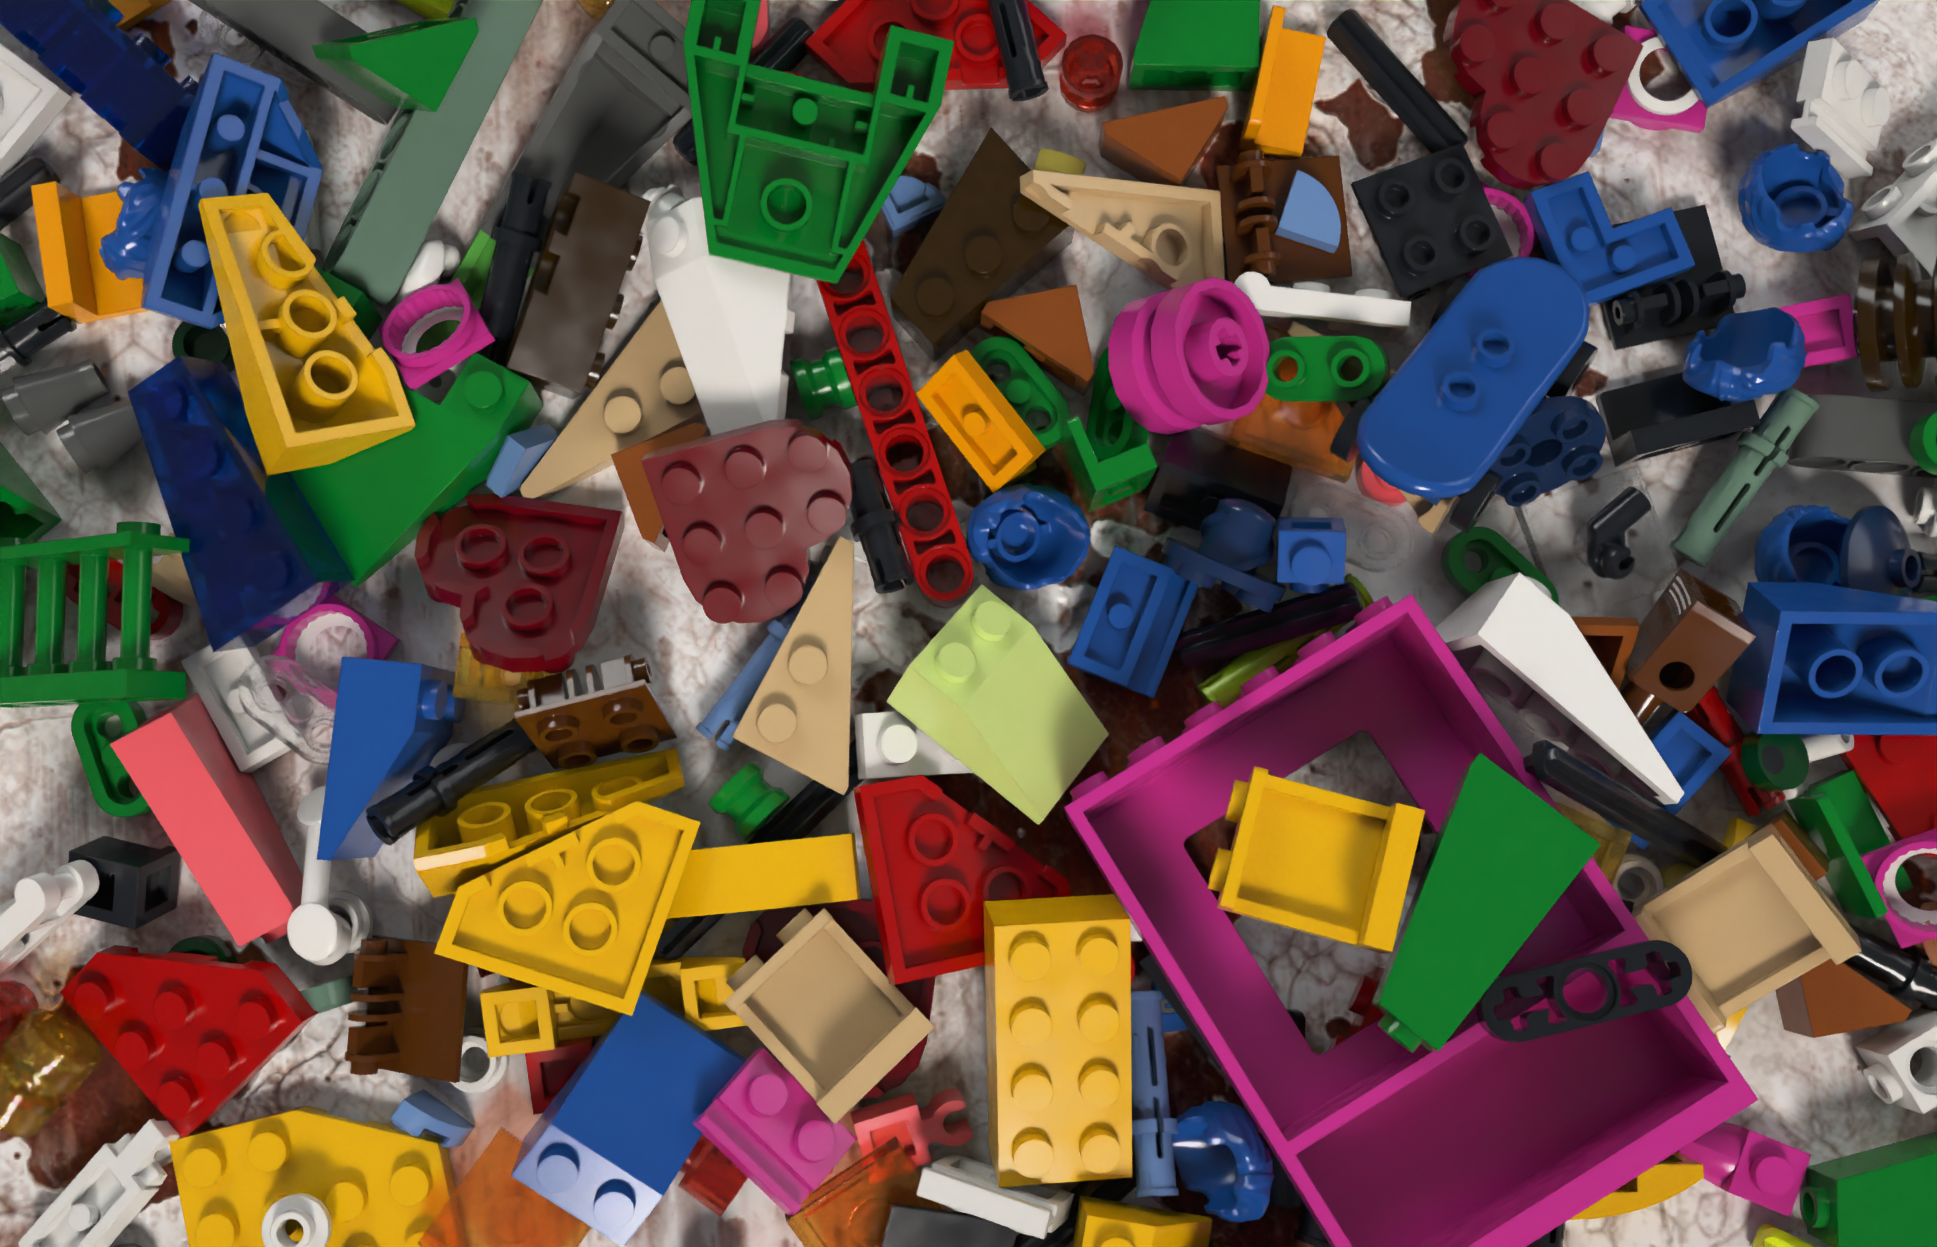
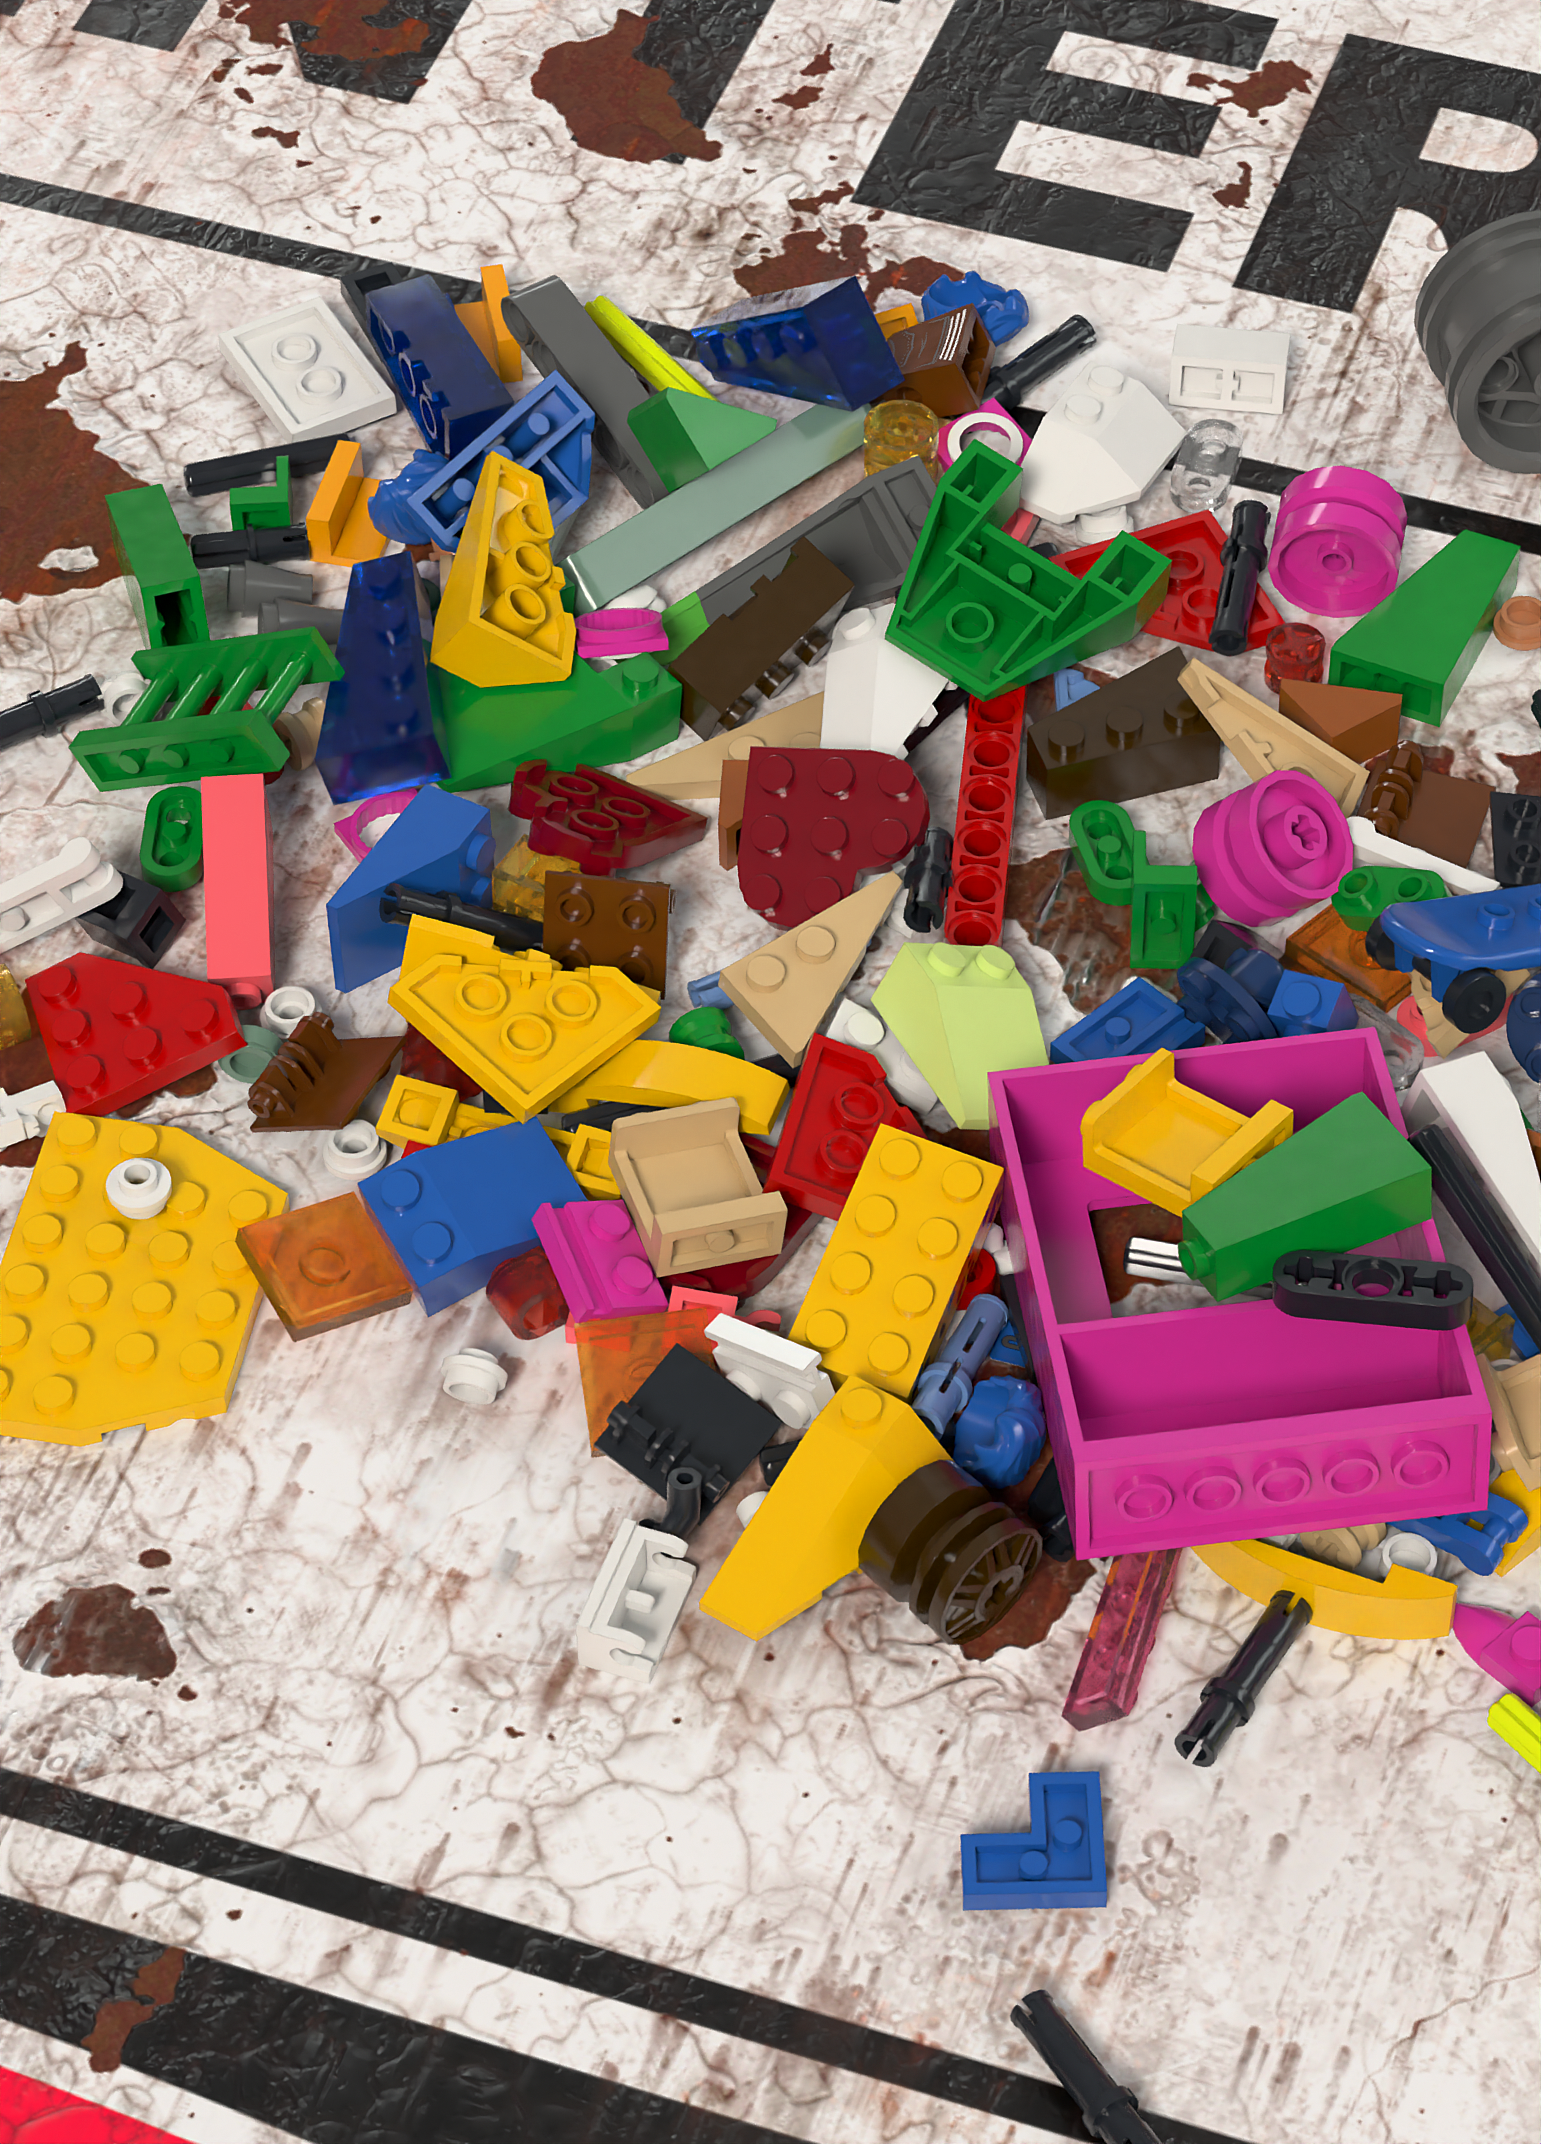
camera: 25 degrees right, 35 degrees down
(217, 683) = (302, 838): white plate -> none
(298, 713) = (344, 830): clear plate -> none
(312, 928) = (282, 982): white bar -> none
(428, 1112) = (290, 1170): medium blue tile -> none
(512, 260) = (718, 598): black pin -> none
(519, 457) = (636, 750): medium blue tile -> none
(823, 383) = (940, 783): green wheel -> none
(981, 422) = (1063, 844): light orange panel -> none
(1028, 536) = (1062, 942): blue hair -> none
(1048, 329) = (1156, 803): dark orange slope -> none
(1282, 90) = (1464, 718): light orange panel -> none
(1310, 214) = (1441, 811): medium blue tile -> none

